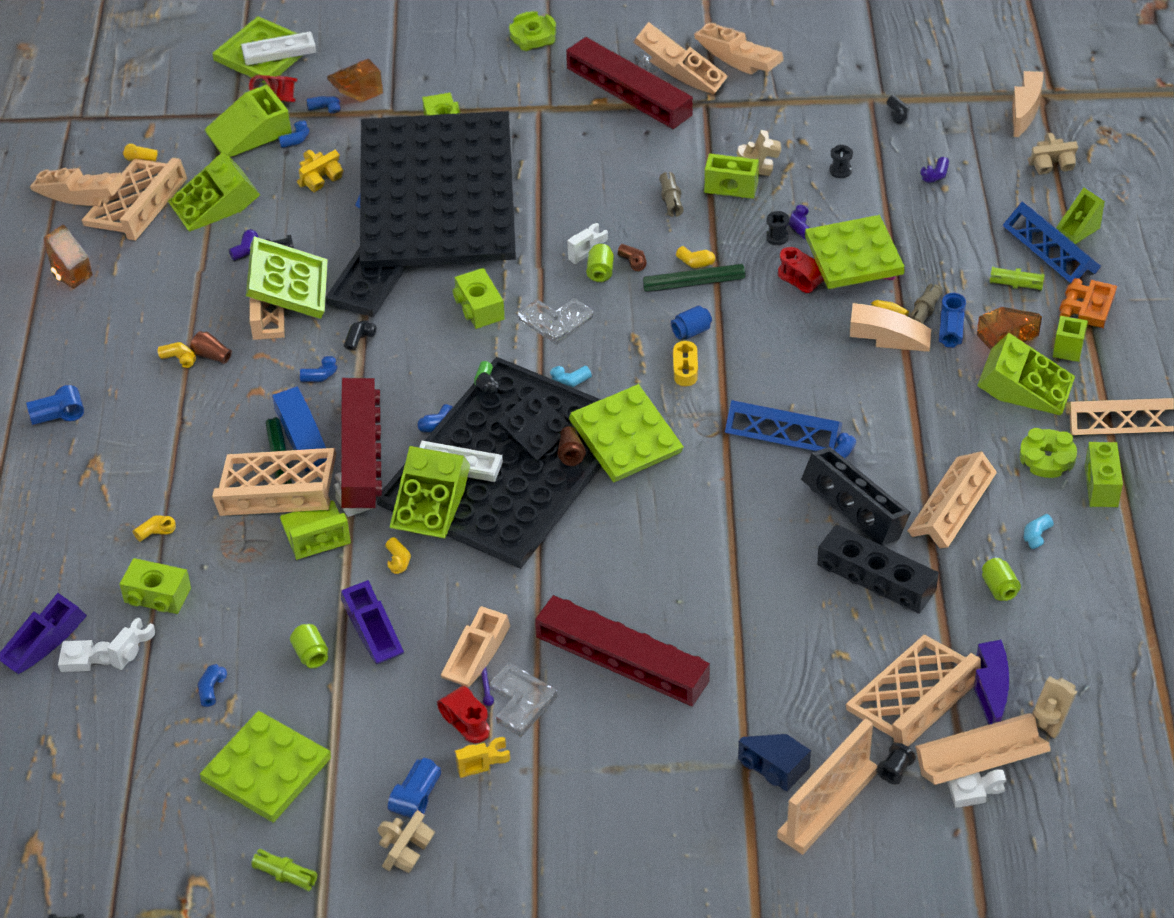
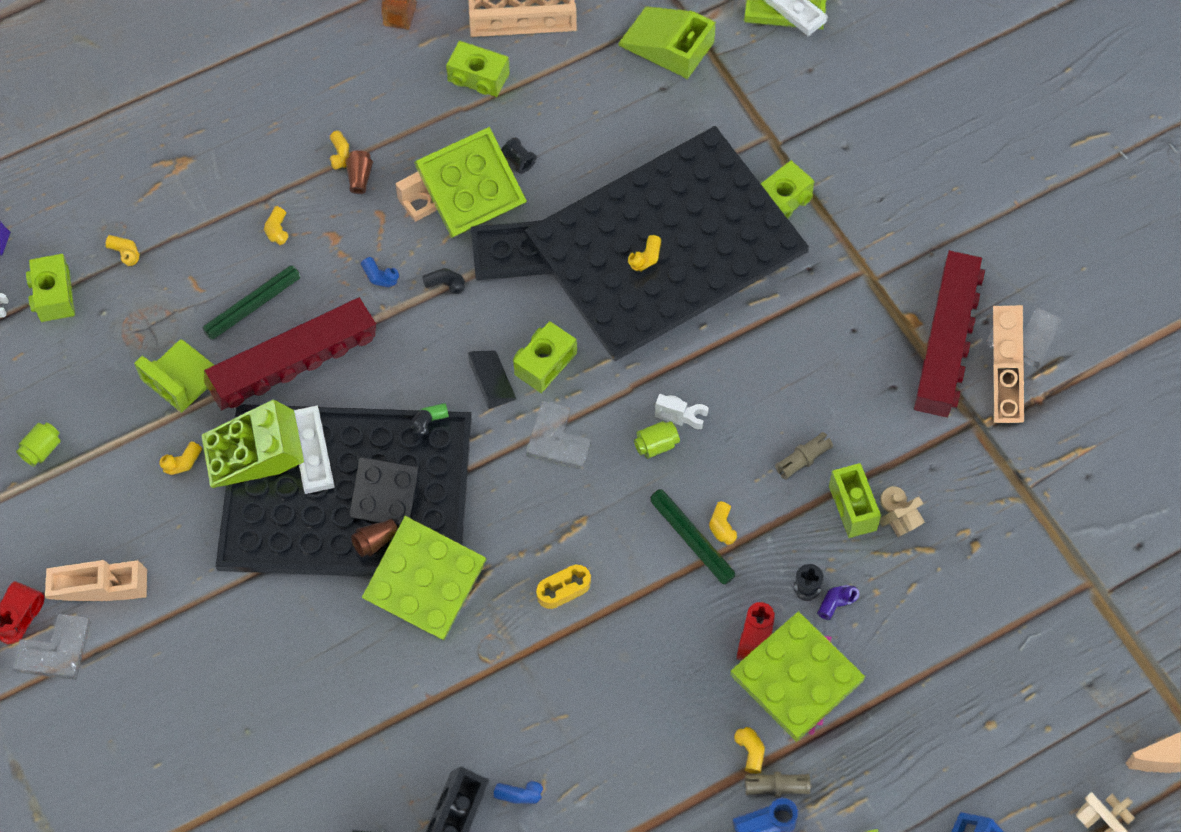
camera: 60 degrees right, 15 degrees up
(64, 404) = (227, 99): blue piece -> none
(176, 241) = (477, 69): none -> lime brick
(214, 194) = (560, 64): lime slope -> none
(219, 421) = (273, 226): none -> yellow arm
(244, 248) = (510, 127): dark purple arm -> none
(275, 496) = (191, 315): light nougat fence -> none
(280, 85) = (731, 30): red piece -> none
(297, 137) = (682, 86): blue arm -> none
(298, 422) = (292, 297): blue slope -> none
(316, 166) = (654, 132): yellow hips -> none
(320, 102) = (747, 80): blue arm -> none
(358, 81) = (784, 92): clear orange slope -> none
(371, 622) = (88, 480): dark purple slope -> none
(429, 422) = (358, 399): blue arm -> none
(449, 192) = (649, 257): none -> yellow arm
(470, 341) = (491, 378): none -> black slope
(488, 699) = (49, 622): dark purple hinge -> none
(542, 34) = (970, 217): lime plate -> none
(570, 379) = (484, 491): medium azure arm -> none
(623, 650) = (149, 711): dark red brick -> none
(636, 257) = (691, 468): copper arm -> none
(691, 322) = (619, 565): blue brick -> none
(734, 50) = (1072, 411): light nougat slope -> none
(781, 416) = (527, 716): blue fence -> none
(841, 161) = (958, 591): black bush -> none
(889, 328) = (717, 763): light nougat slope -> none
(900, 109) = (1084, 624): black arm -> none
(939, 172) = (1000, 705): dark purple arm -> none

